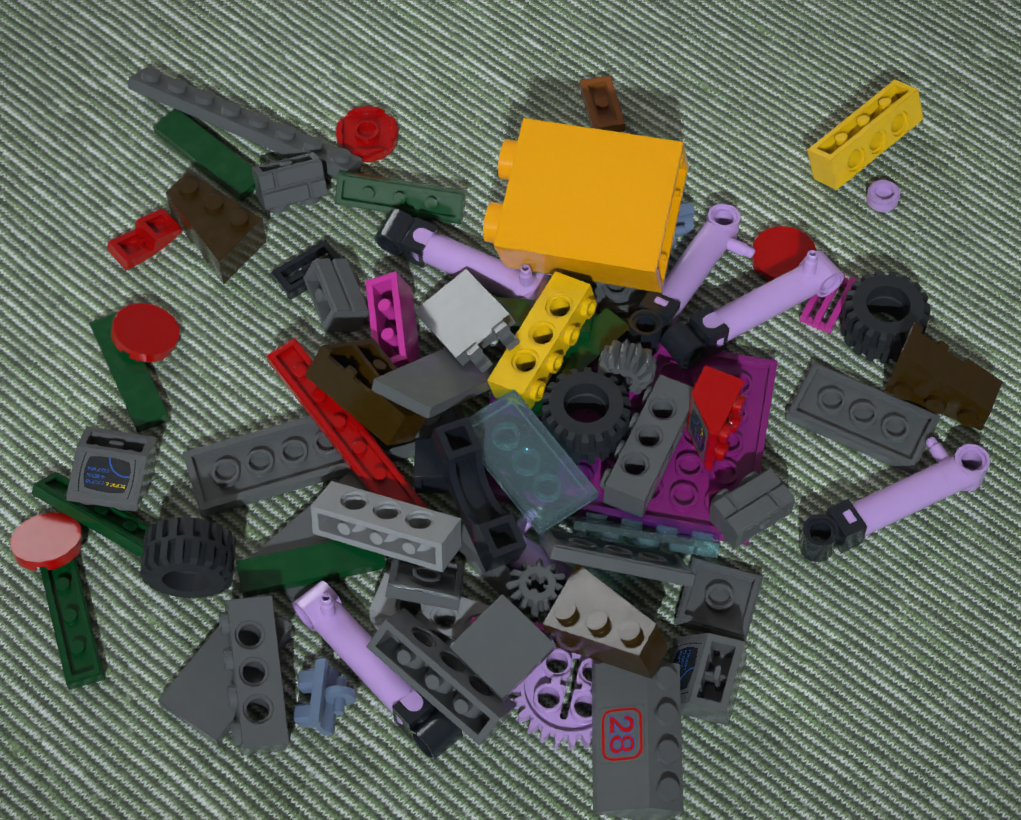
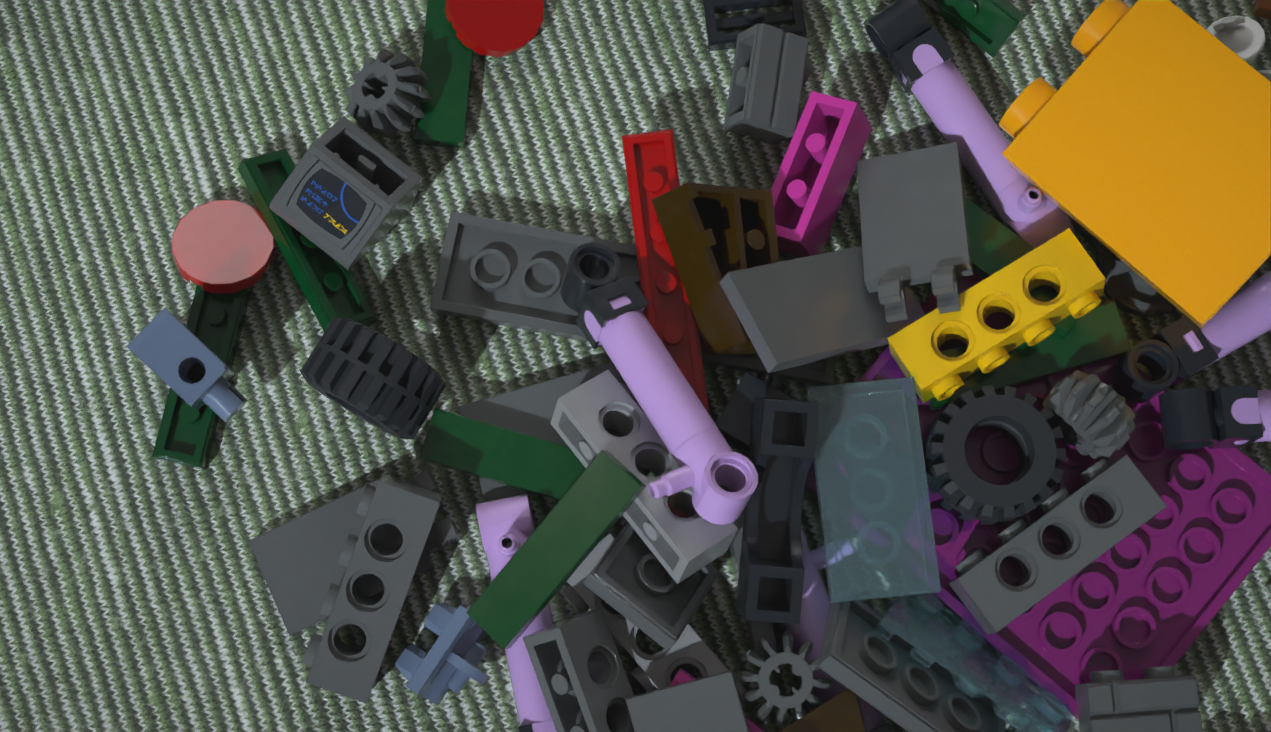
camera: 30 degrees right, 20 degrees up
(63, 608) = (171, 354): none -> sand blue torso
(106, 405) = (387, 94): none -> dark grey gear
(319, 450) = (614, 317): none -> lavender piece
(357, 587) = (556, 549): none -> dark green tile
(714, 414) = (1165, 555): red slope -> none

